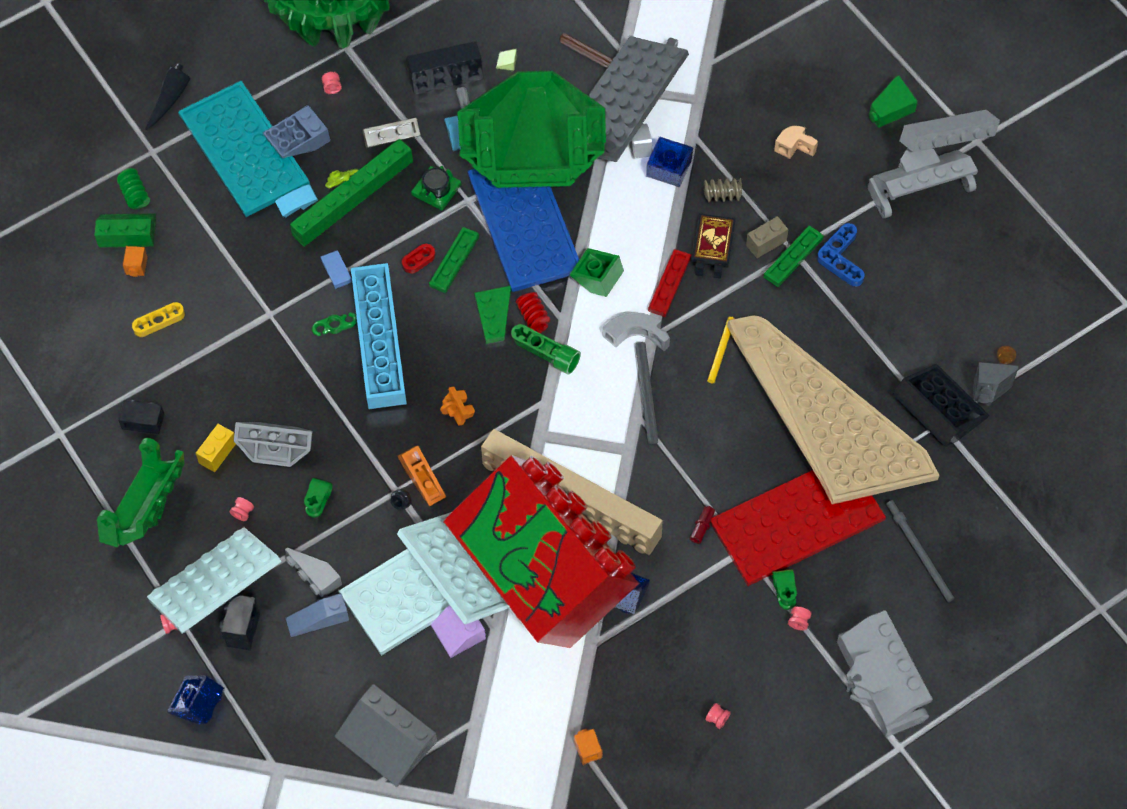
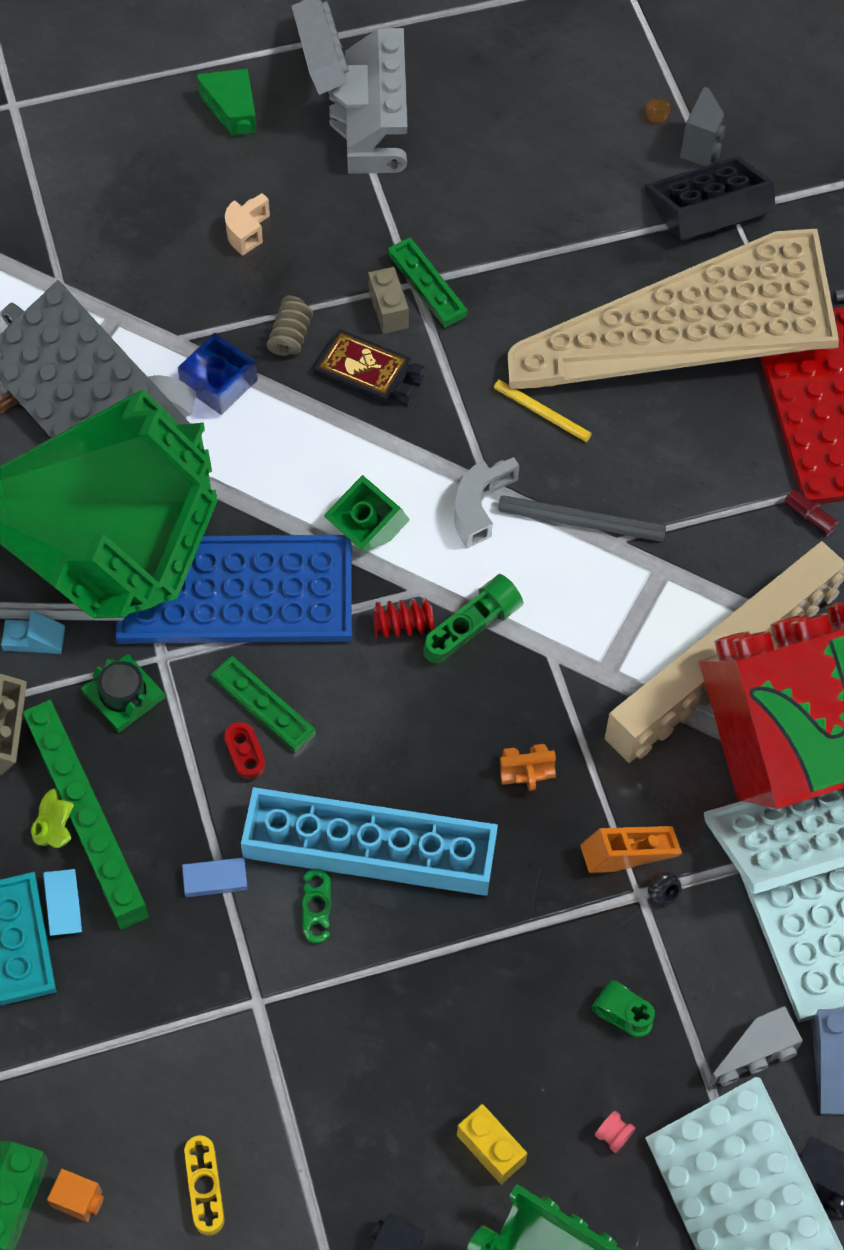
camera: 75 degrees left, 0 degrees up
(272, 442) = (511, 1046): light grey wedge -> none
(493, 312) = (378, 676): green wing -> none
(669, 283) = (411, 439): red tile -> none
(835, 253) = (440, 238): blue beam -> none

